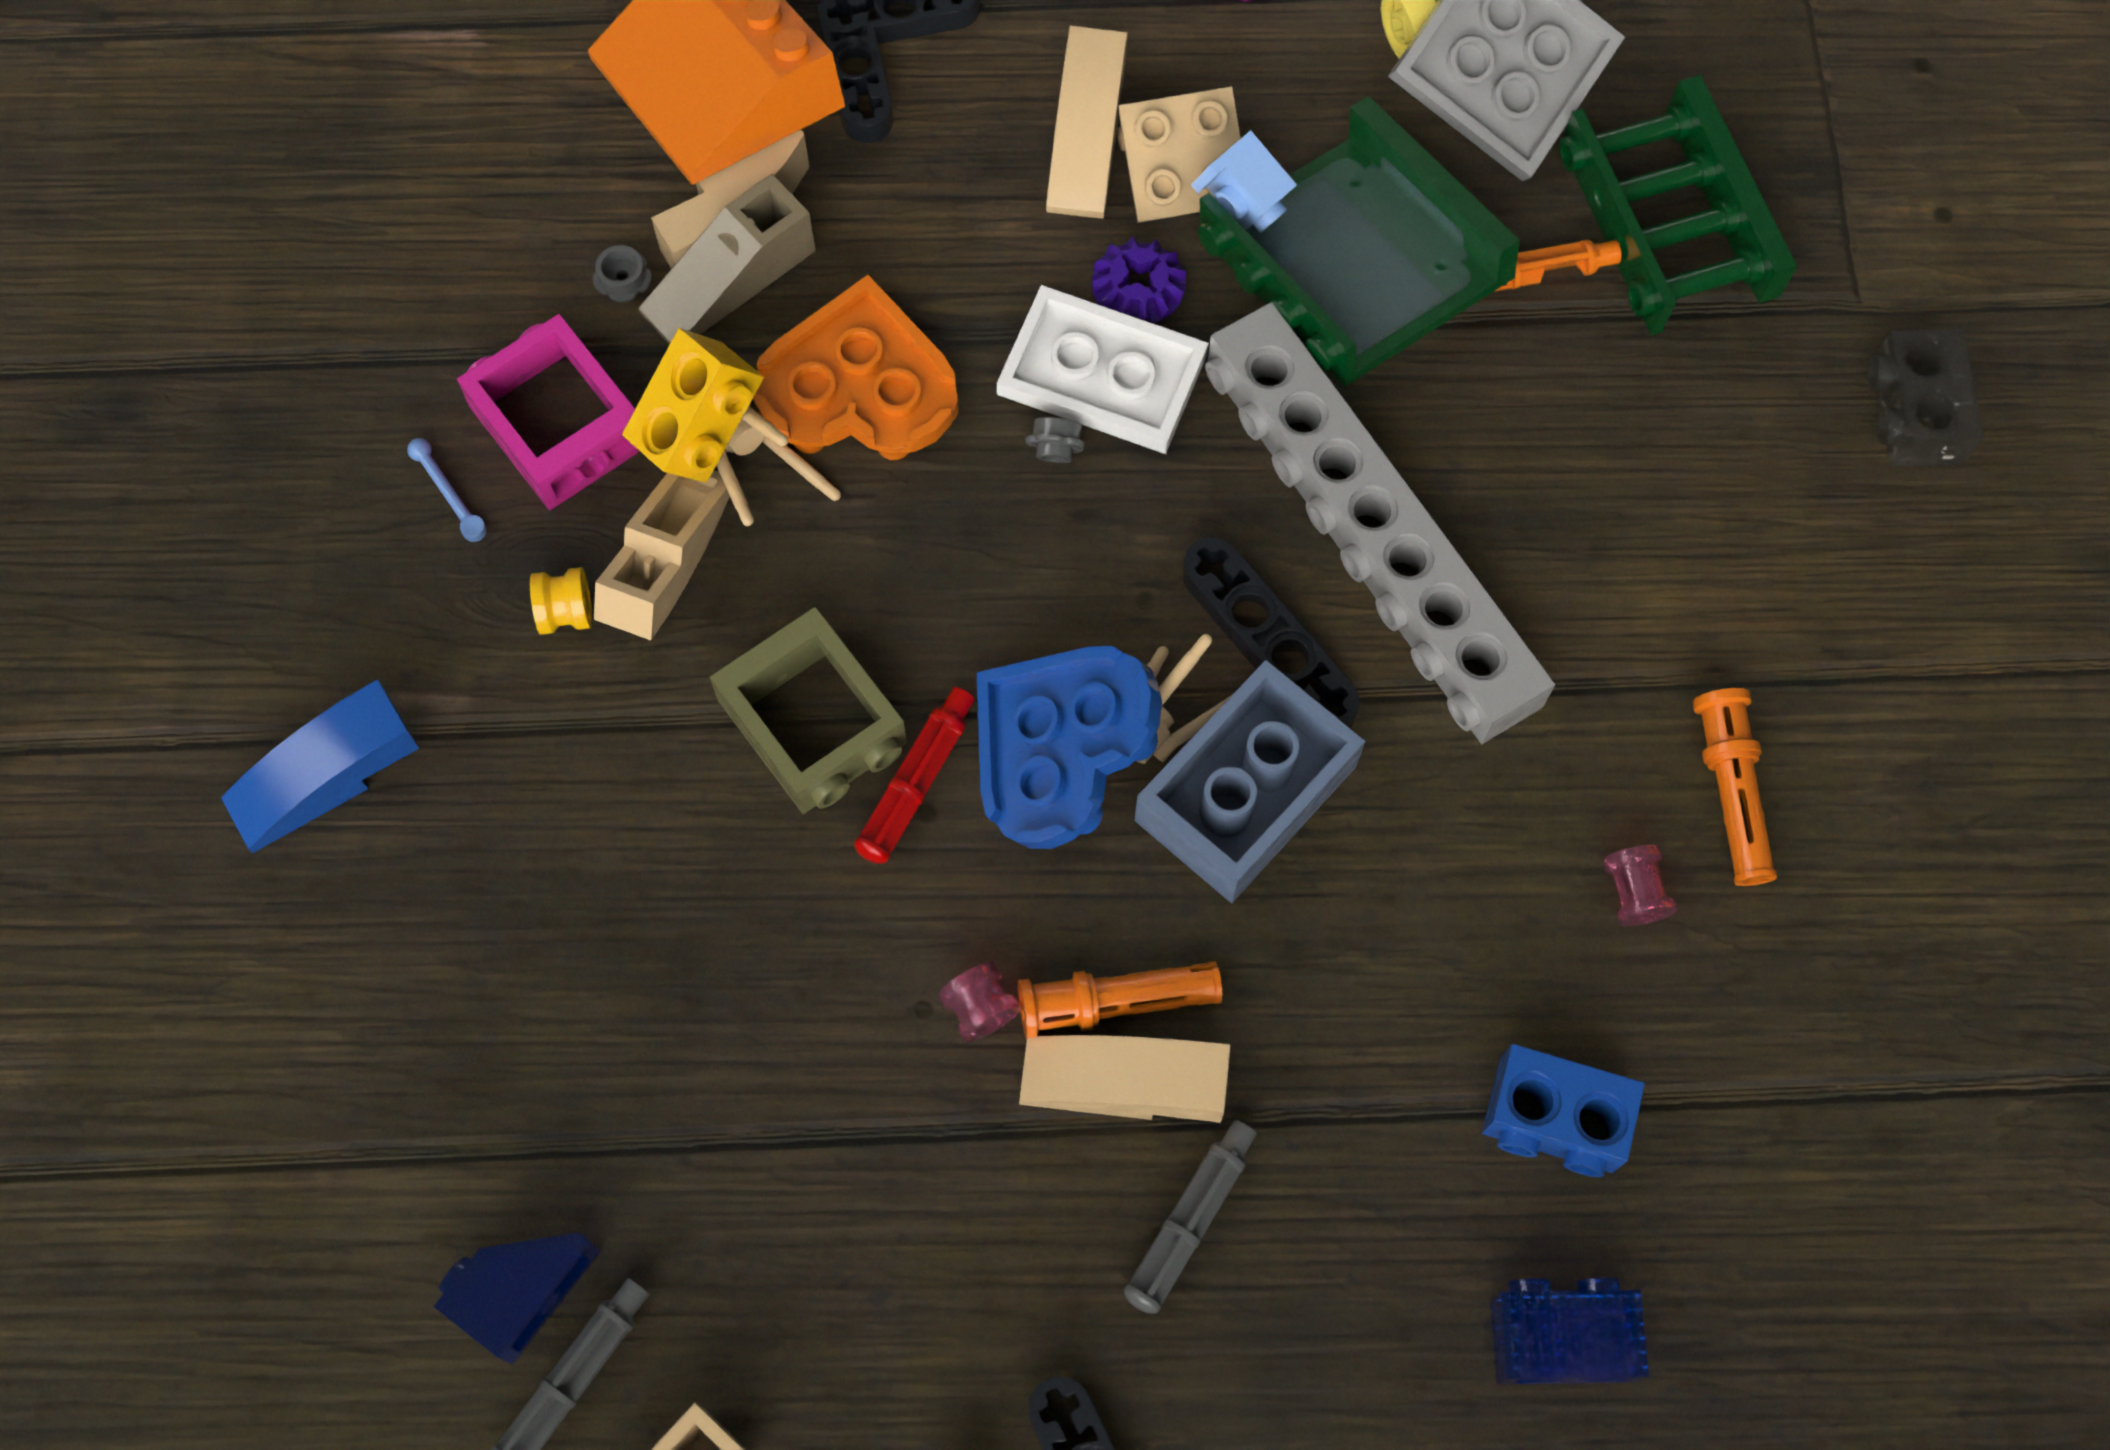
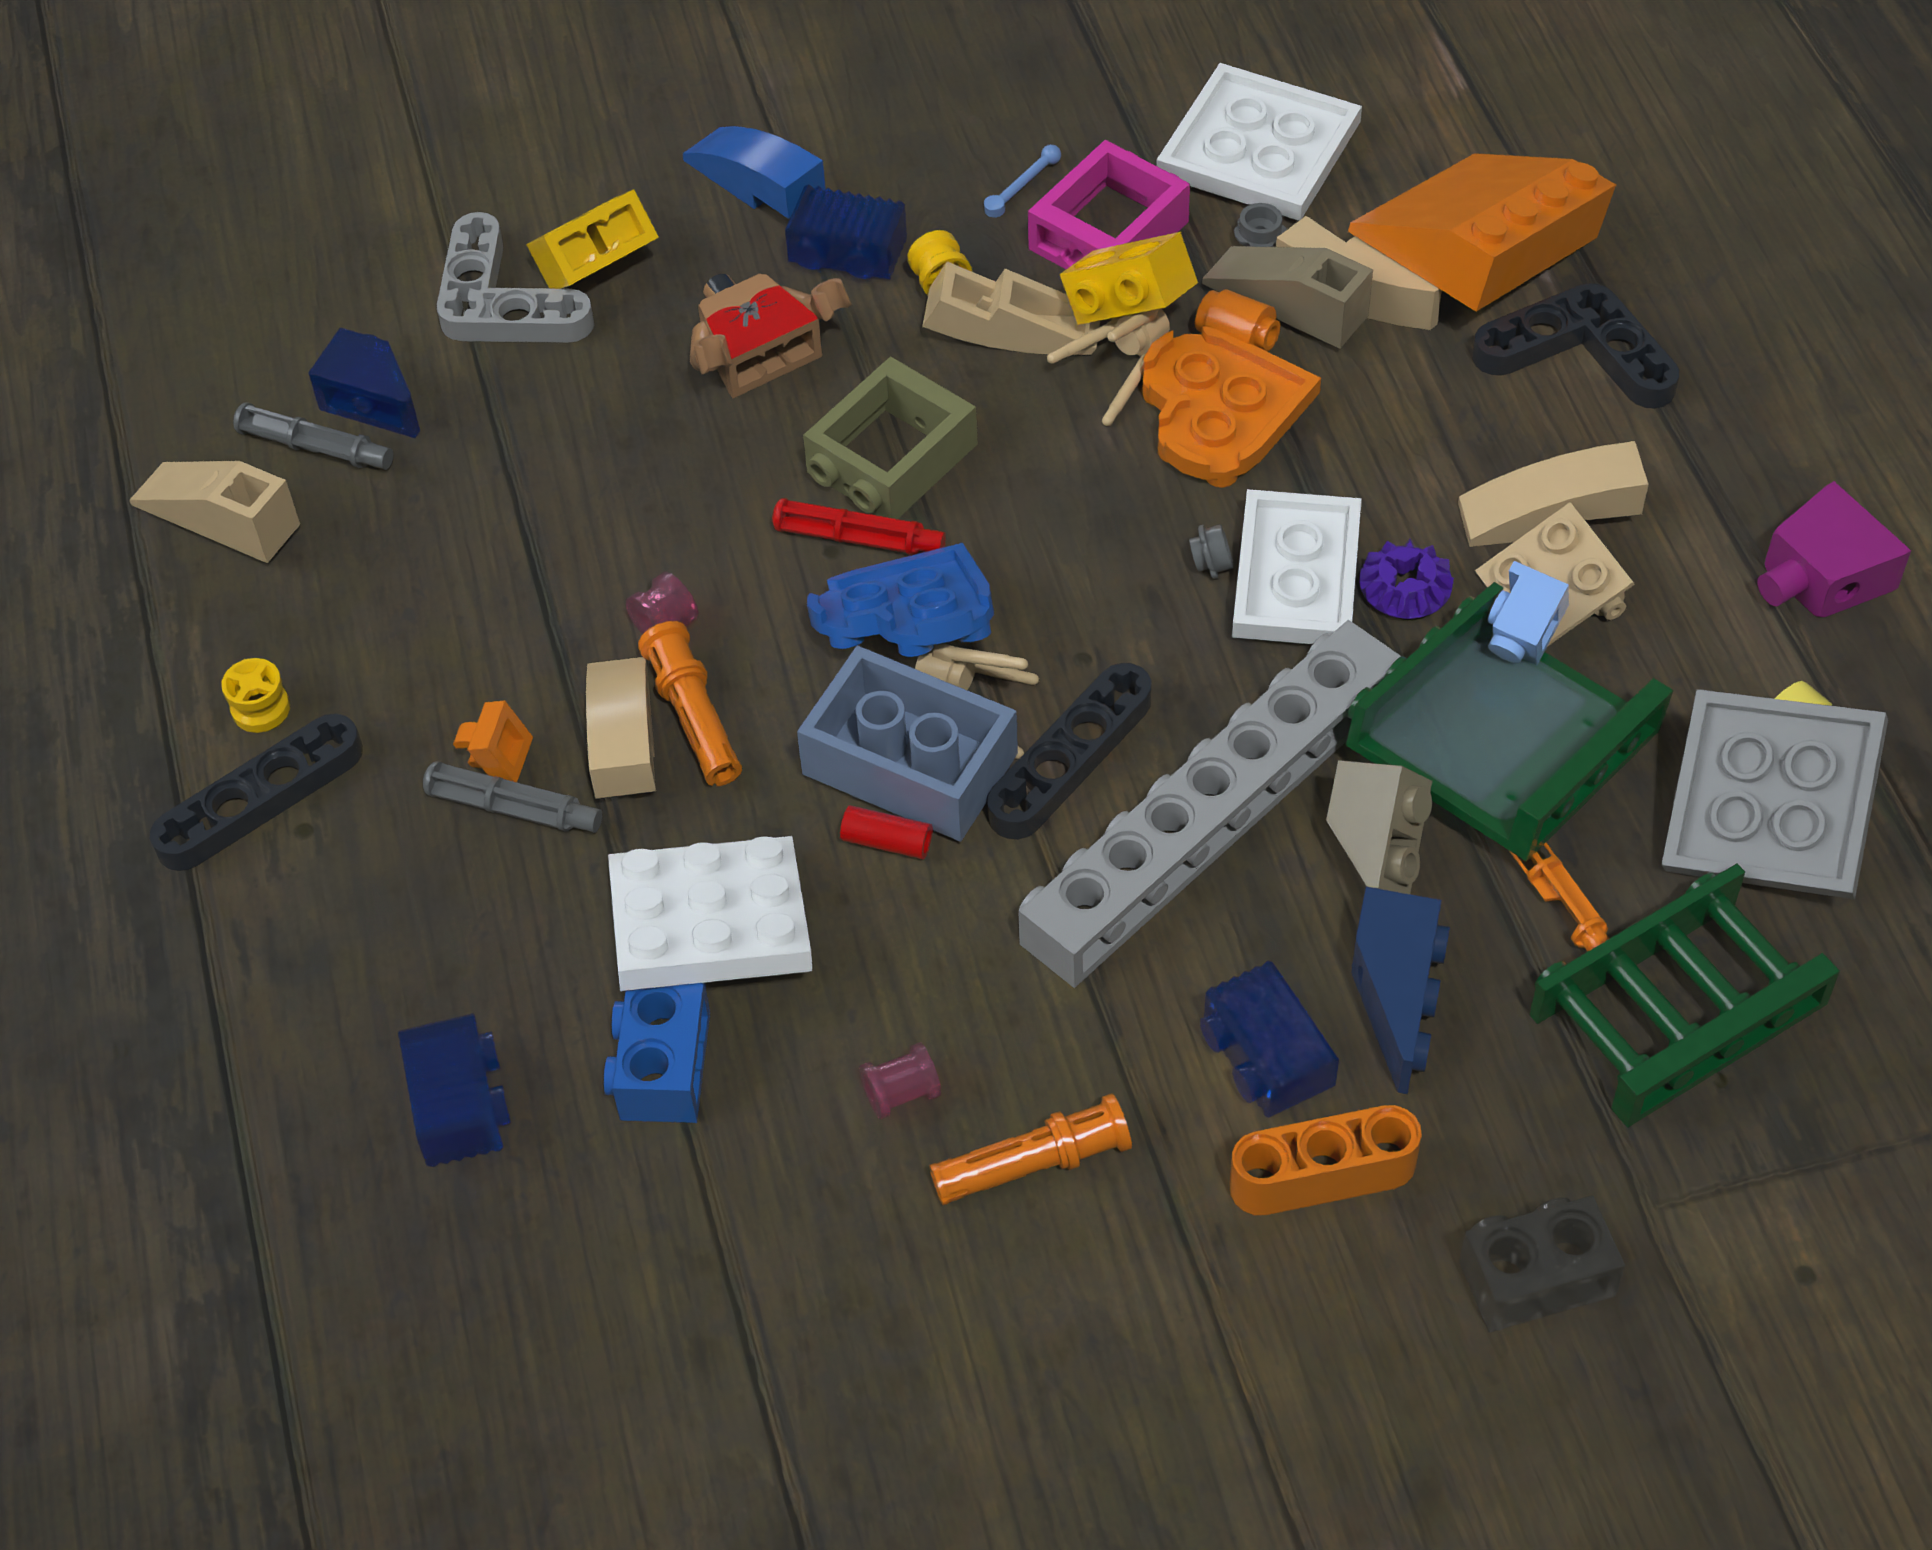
camera: 80 degrees right, 15 degrees down
(387, 974) = (592, 240): none -> yellow brick
(423, 1121) = (490, 303): none -> light grey beam
(473, 689) = (846, 232): none -> clear blue brick
(492, 238) = (1260, 140): none -> white plate
(593, 815) = (760, 328): none -> medium nougat torso
(757, 324) = (1239, 317): none -> orange brick
(1122, 1218) = (496, 741): none -> orange tile
(1331, 835) = (886, 832): none -> red axle
(1416, 1028) = (708, 913): none -> white plate
(1446, 383) = (1380, 821): none -> dark tan slope
(1609, 422) = (1391, 971): none -> dark blue slope
(1660, 547) = (1269, 1040): none -> clear blue brick
(1807, 513) = (1344, 1137): none -> orange beam

